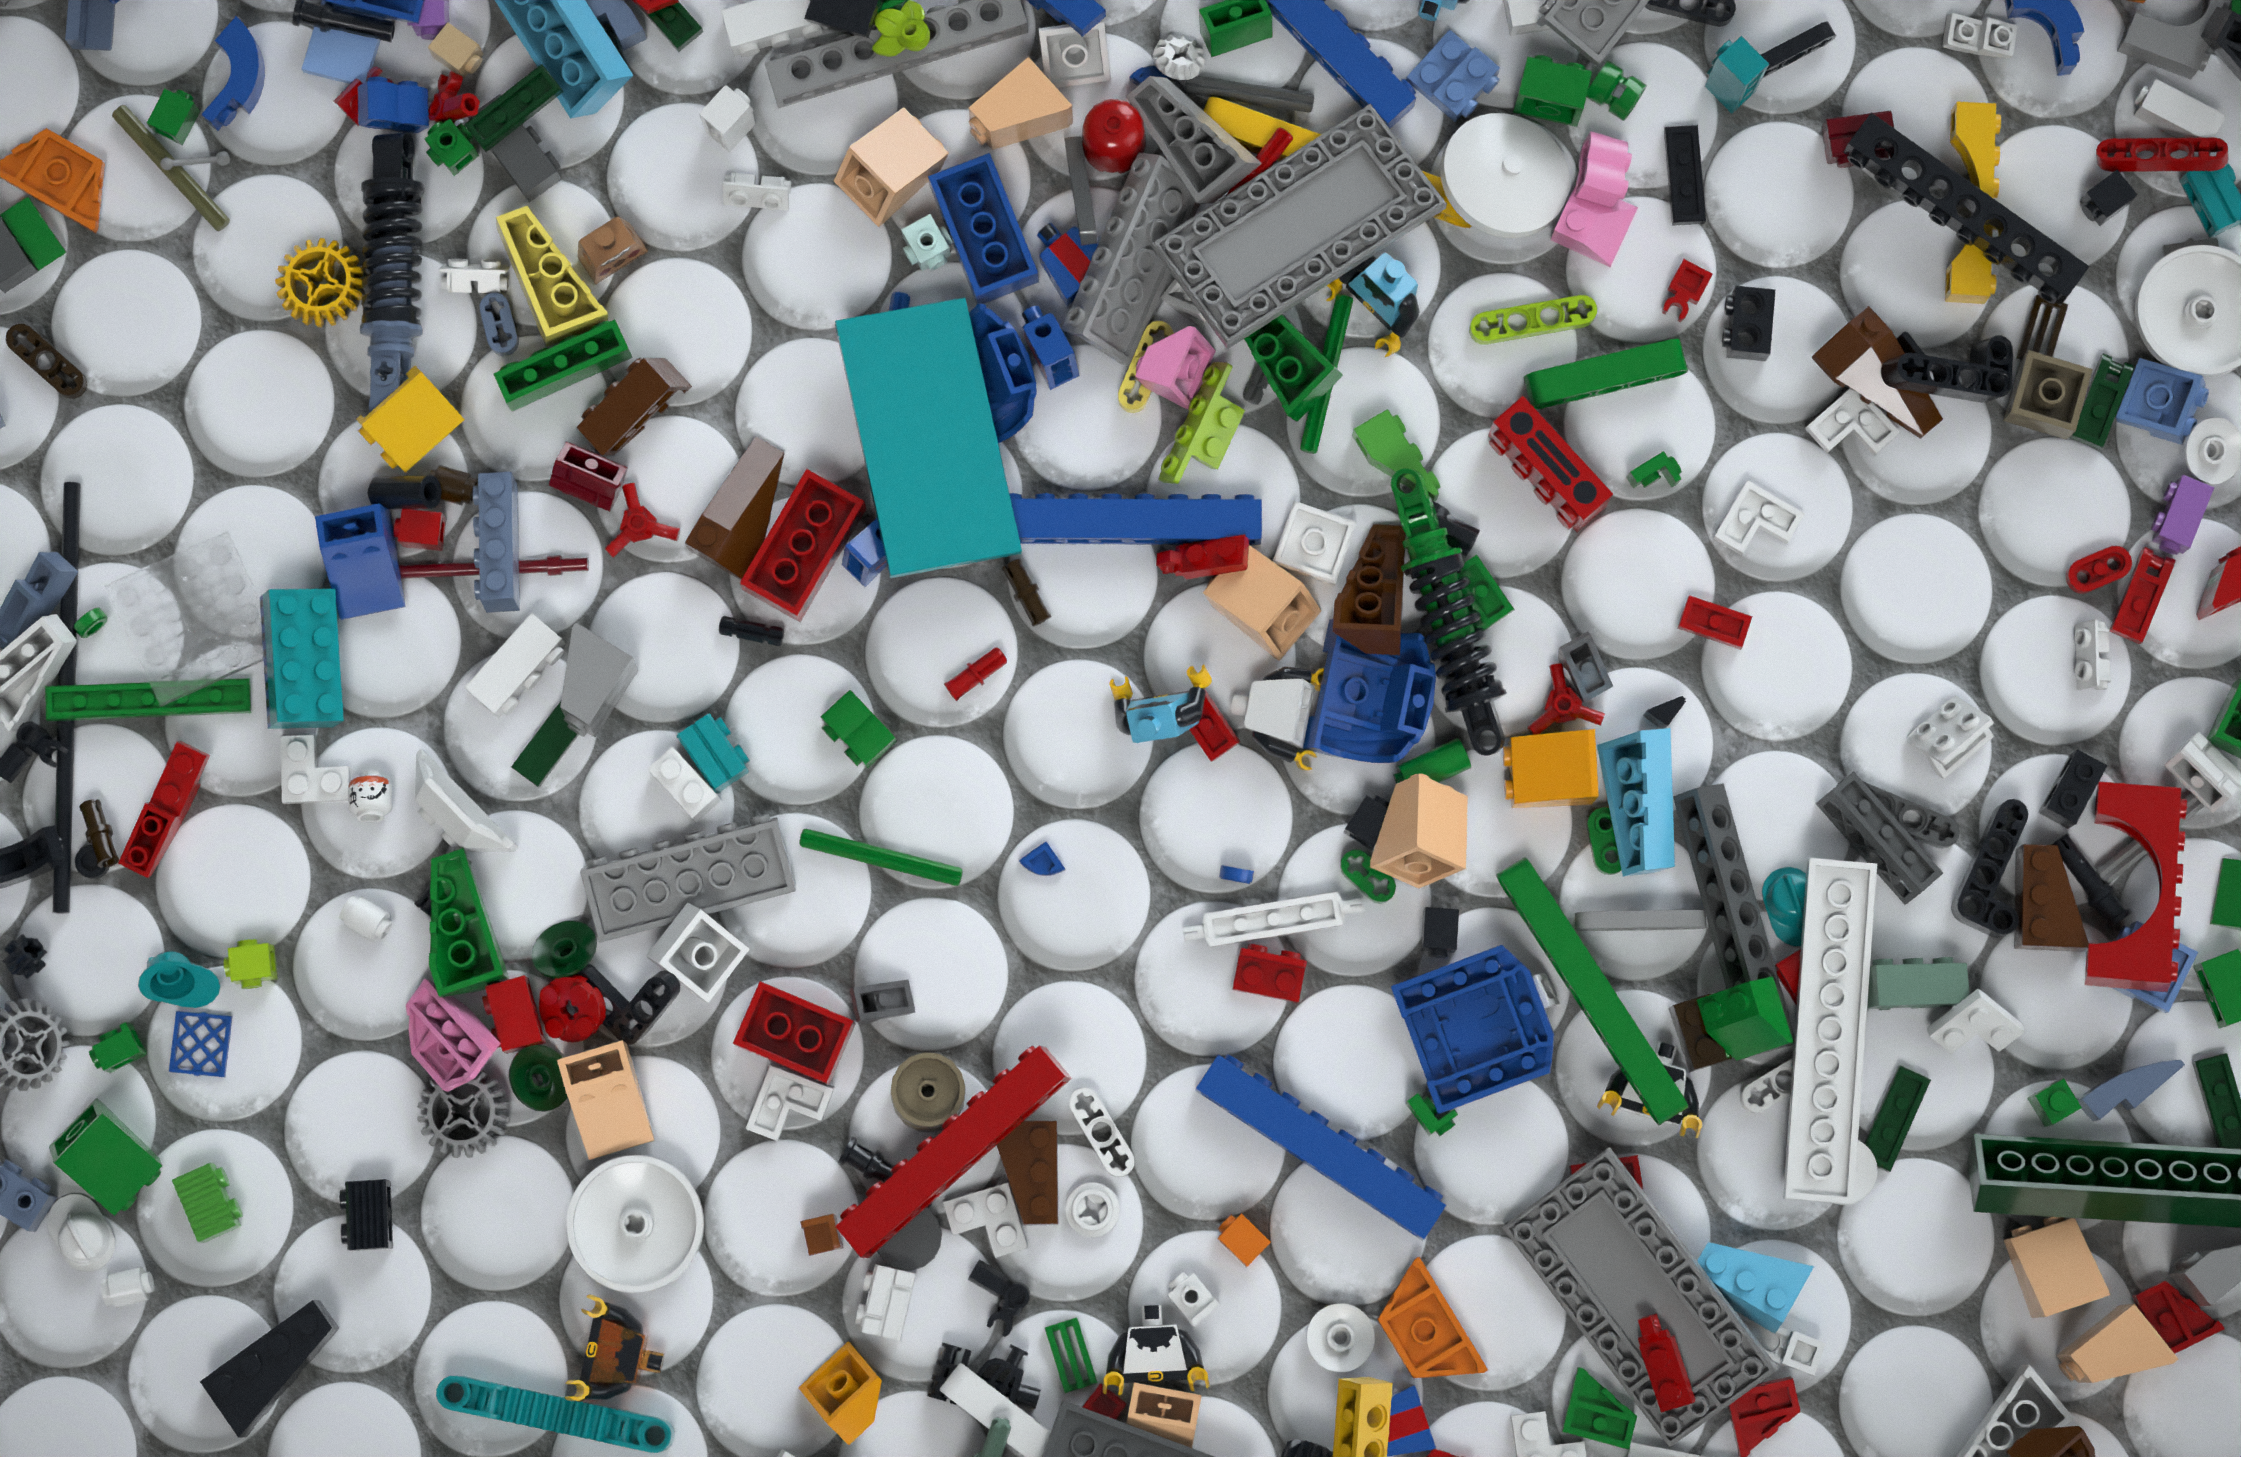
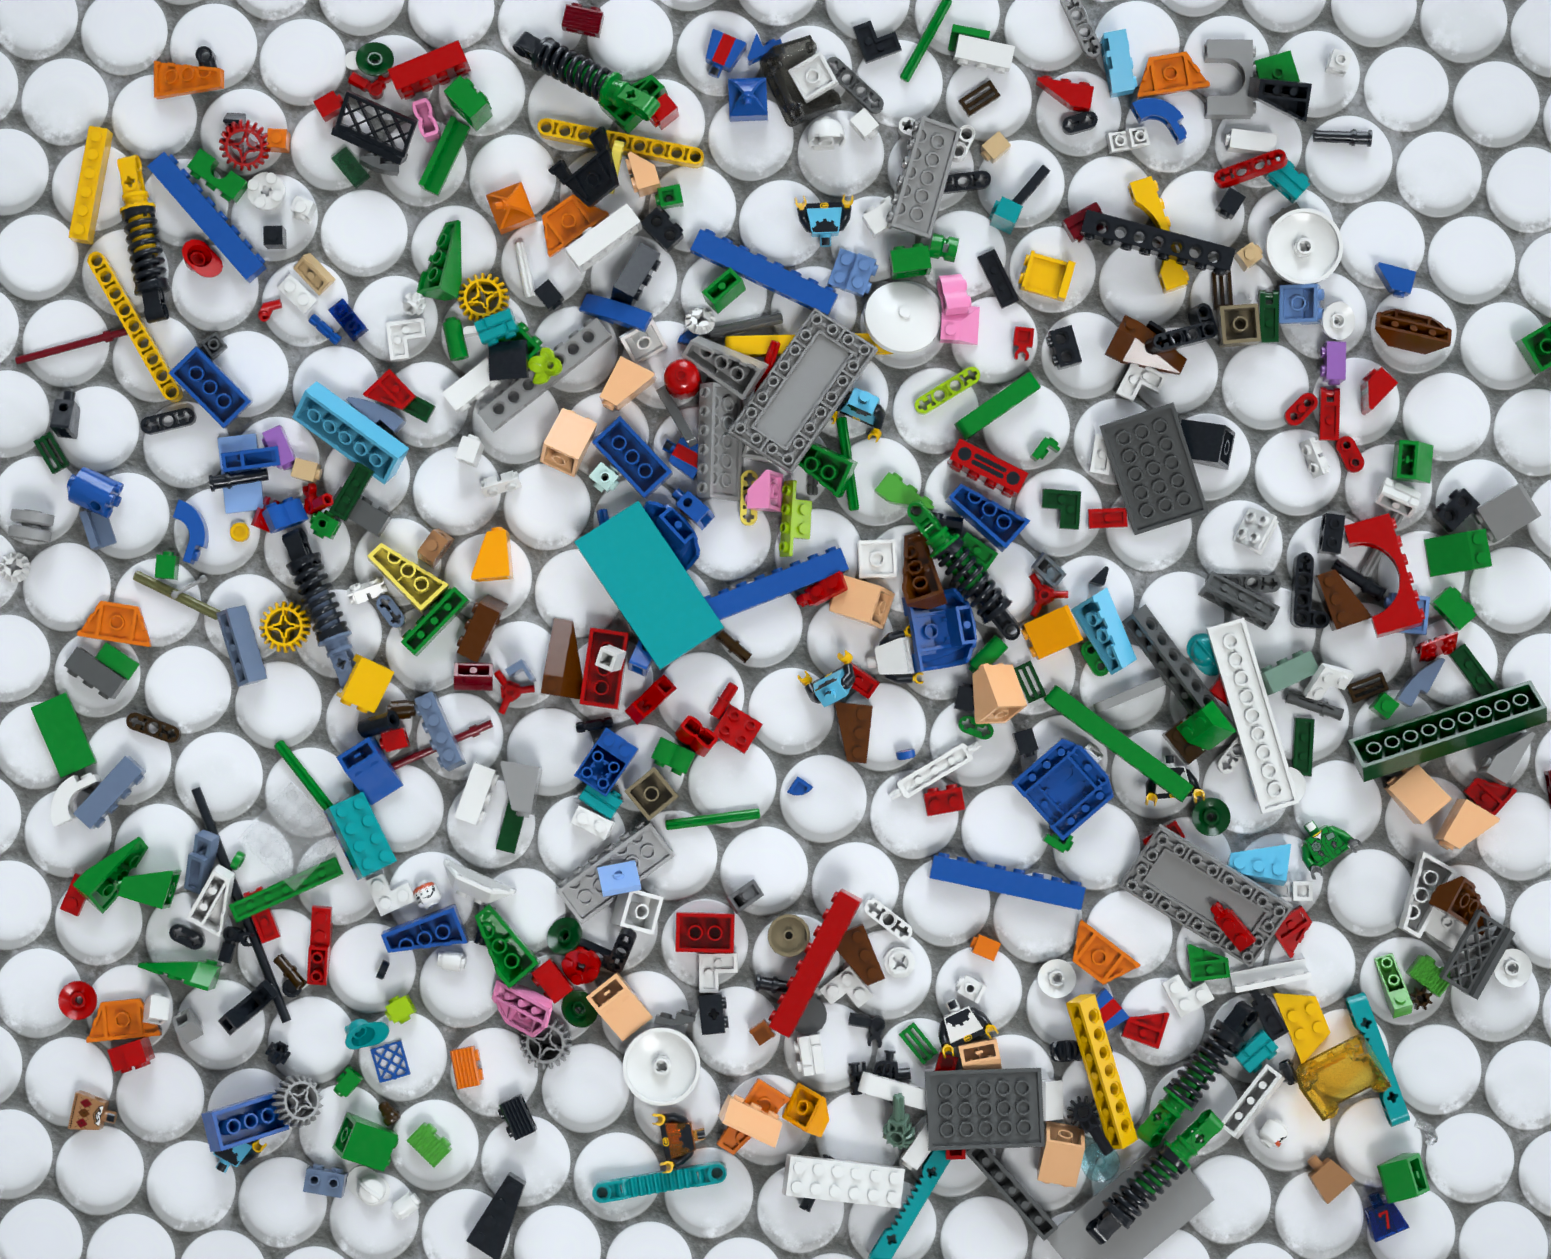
camera: 20 degrees left, 5 degrees up
(92, 741) = (264, 922): none -> red plate
(162, 1127) = (389, 1114): none -> dark brown piece
(239, 284) = (241, 645): none -> sand blue brick
(249, 889) = (383, 969): none -> black tile
(250, 525) = (303, 775): none -> green axle
(312, 108) = (240, 532): none -> yellow tile
(319, 1100) = (466, 1067): none -> orange brick
(356, 856) = (431, 930): none -> blue wedge
(664, 490) = (518, 667): none -> sand blue panel
(688, 888) = (619, 878): none -> light blue plate
(697, 300) = (494, 558): none -> light orange slope
(698, 1159) = (681, 1018): none -> dark grey slope
(745, 1367) = (751, 1120): none -> light nougat slope
(746, 695) = (606, 762): none -> blue slope
(748, 1153) = (706, 1004): none -> black brick
(761, 1358) = (762, 1095): none -> orange wing
(798, 775) = (651, 793): none -> dark tan brick
(818, 526) = (610, 658): none -> white brick
(858, 626) = (650, 699): none -> red brick
(904, 706) = (694, 734): none -> red brick
(978, 727) = (737, 729): none -> red hinge
(1169, 801) = (855, 730): none -> reddish brown wedge
(1486, 866) = (1038, 683): none -> dark green tile
(1519, 543) = (987, 517): none -> blue wedge
(1659, 572) = (1067, 502): none -> dark green plate
(1715, 1166) = (1220, 819): none -> dark green dish
(1764, 200) = (1046, 276): none -> yellow panel
(1821, 569) = (1154, 468): none -> dark grey plate
(1868, 1294) = (1324, 846): none -> green torso
(1920, 563) = (1209, 443): none -> black slope
(1938, 1057) = (1322, 708): none -> dark grey pin
(2008, 1063) = (1352, 693): none -> dark brown tile
(2106, 292) = (1248, 256): none -> tan brick
(2151, 673) = (1349, 454): none -> red plate
(2179, 1040) = (1442, 644): none -> red hinge

